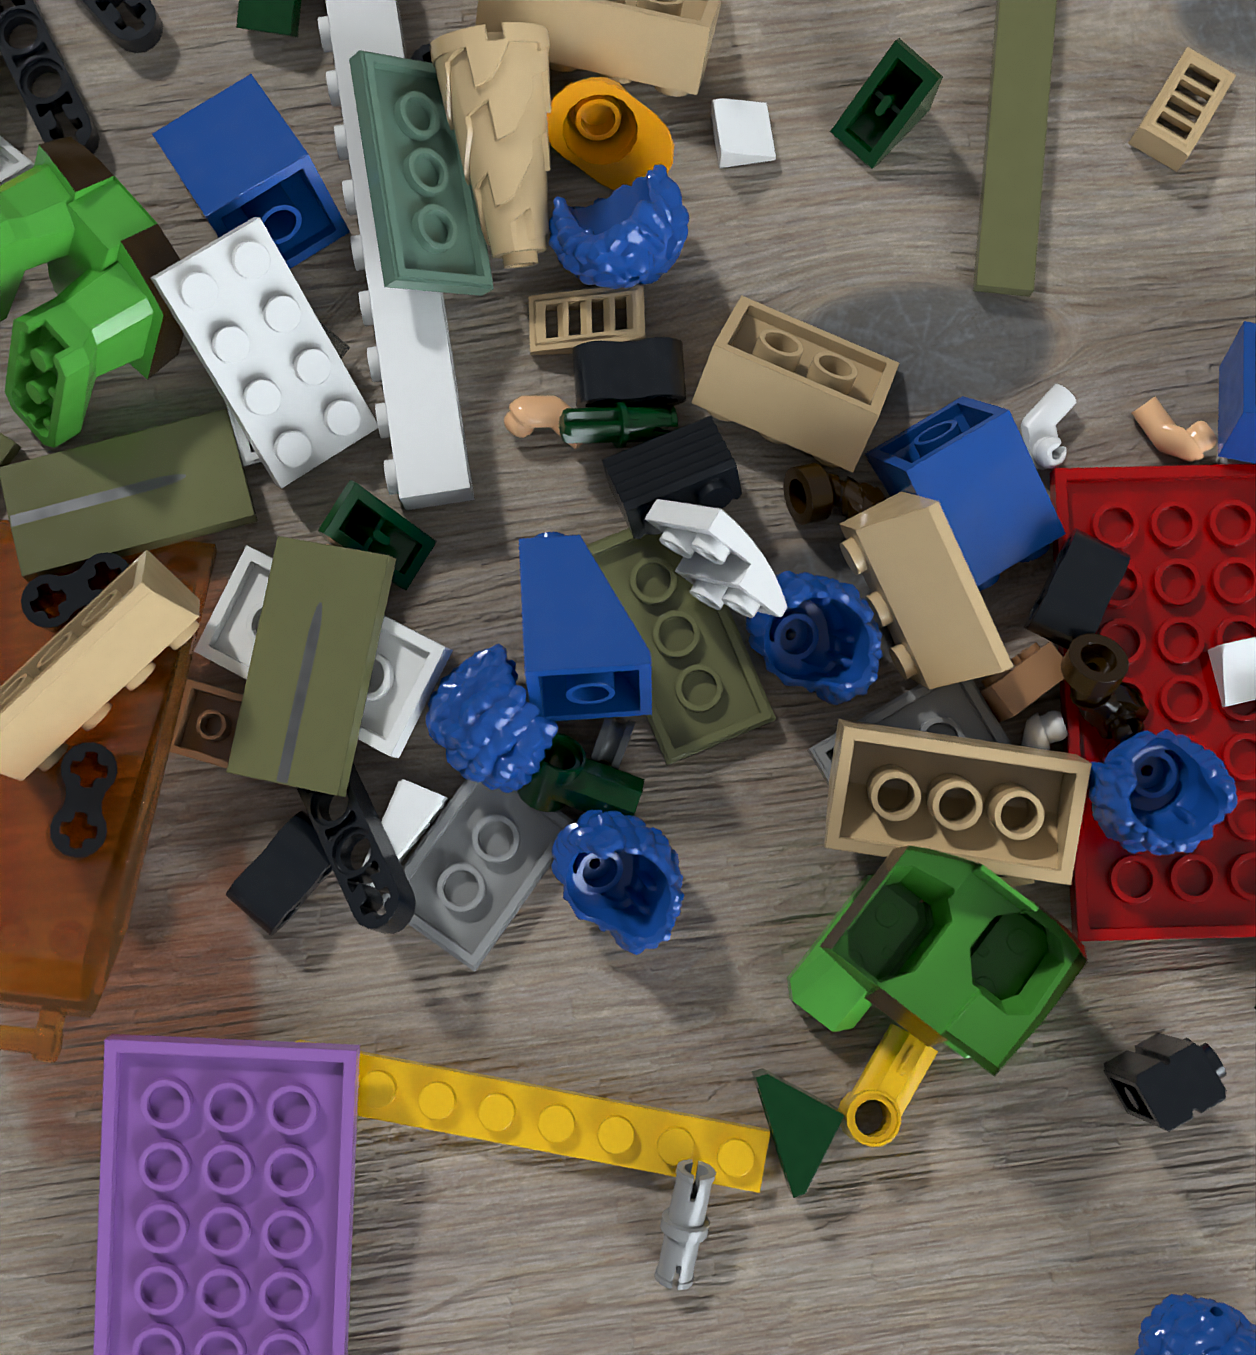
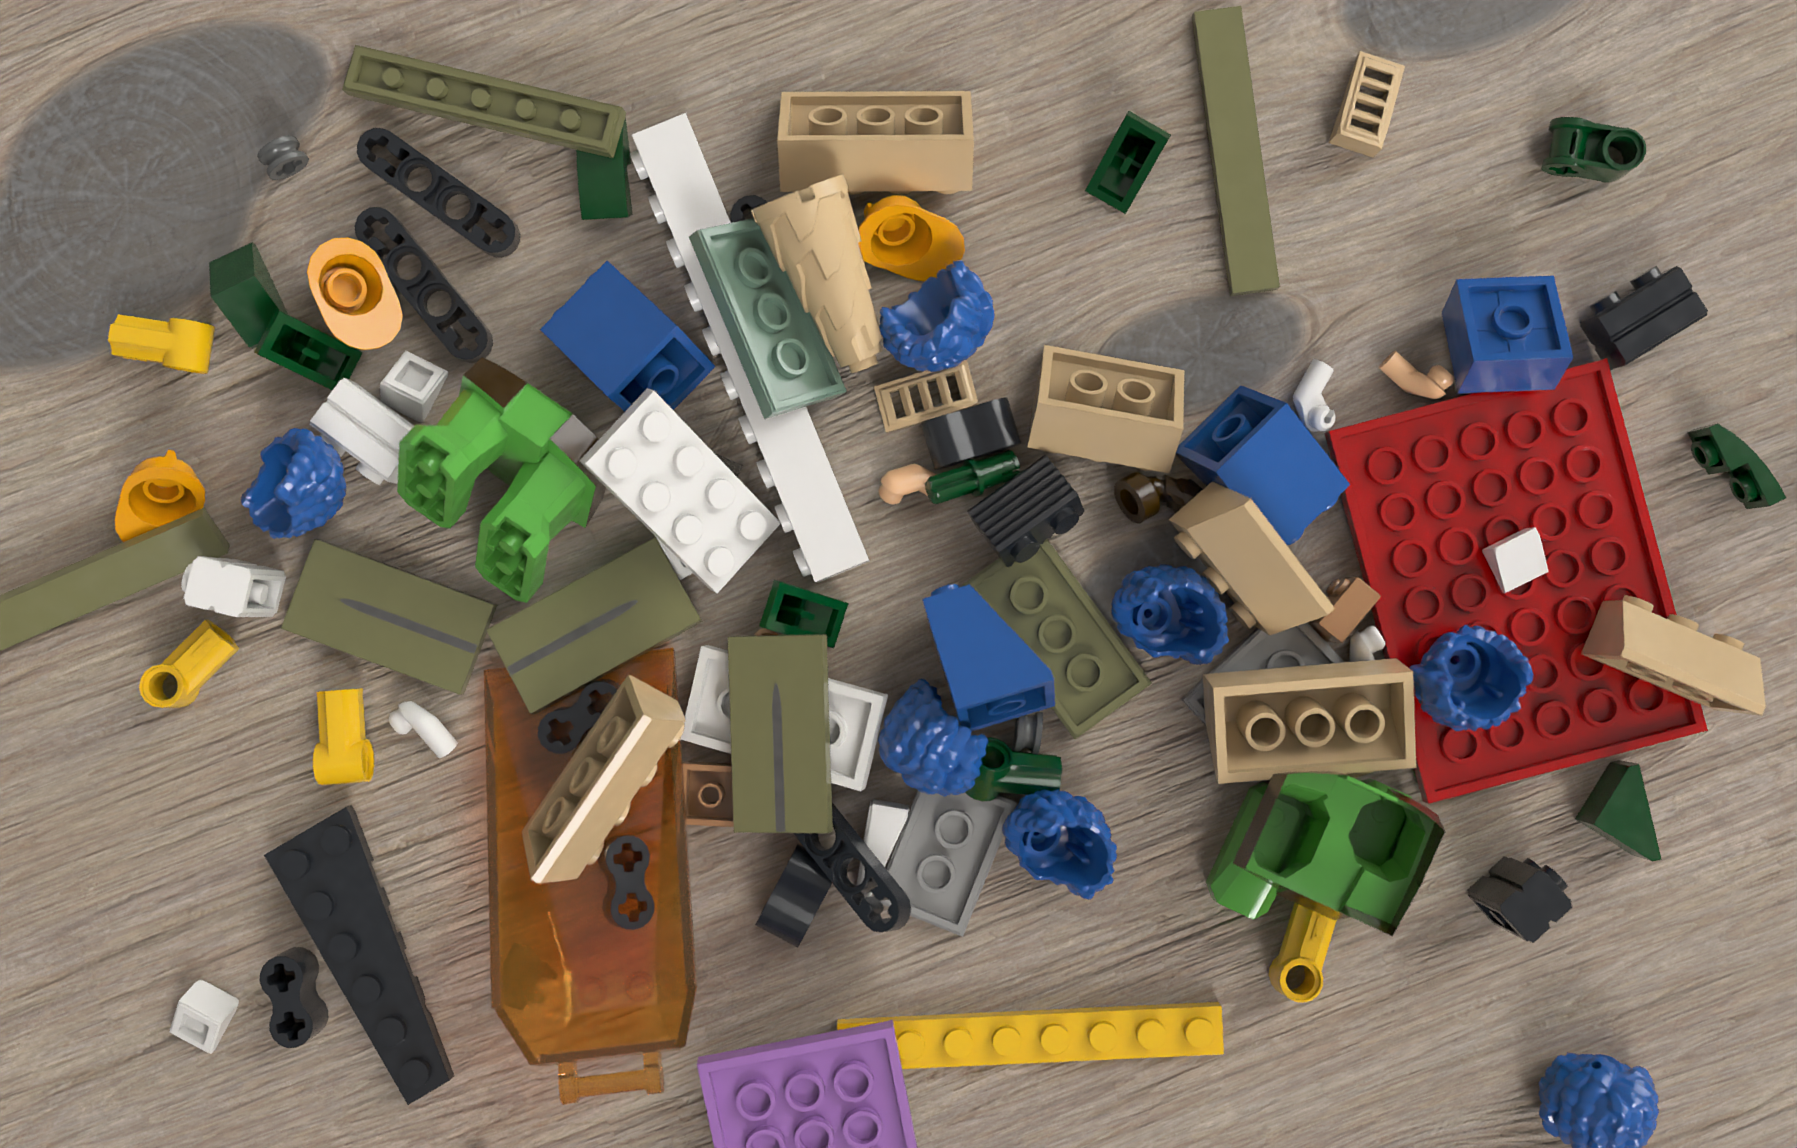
camera: 10 degrees left, 5 degrees up
(685, 1224) = (1172, 1092): light grey pin -> none
(718, 558) = (1083, 578): white slope -> none
(741, 132) = (1013, 209): white slope -> none
(799, 1127) = (1245, 997): dark green slope -> none
(1077, 589) = (1370, 530): black axle -> none
(1095, 676) = (1402, 600): dark brown arm -> none

